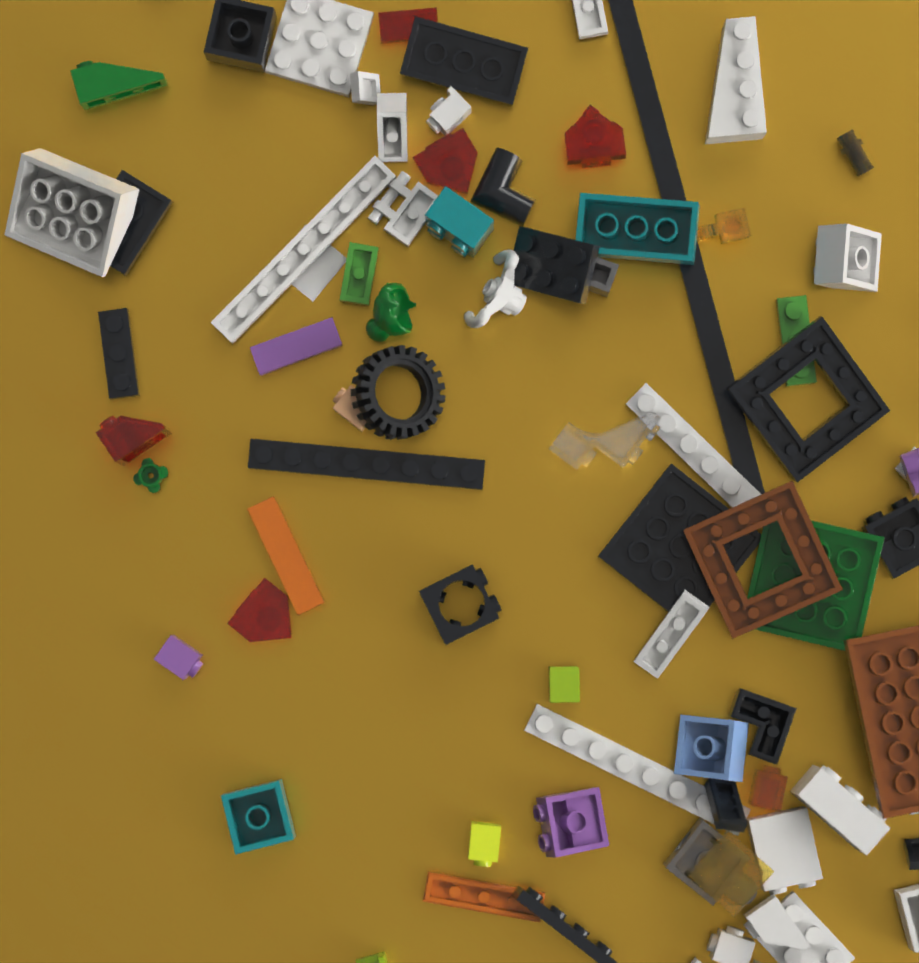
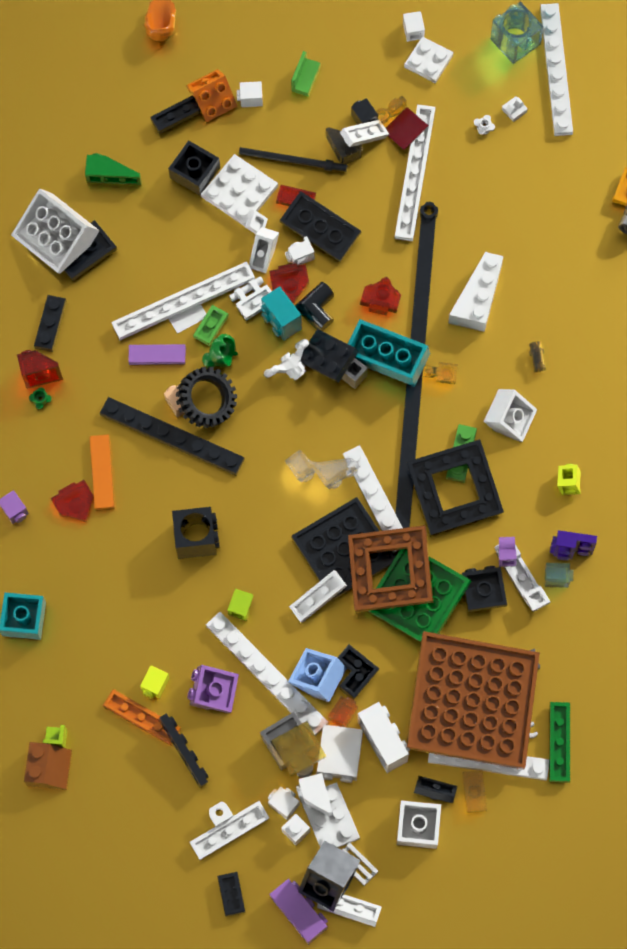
camera: 20 degrees right, 15 degrees down
(725, 805) = (312, 709): black plate -> none

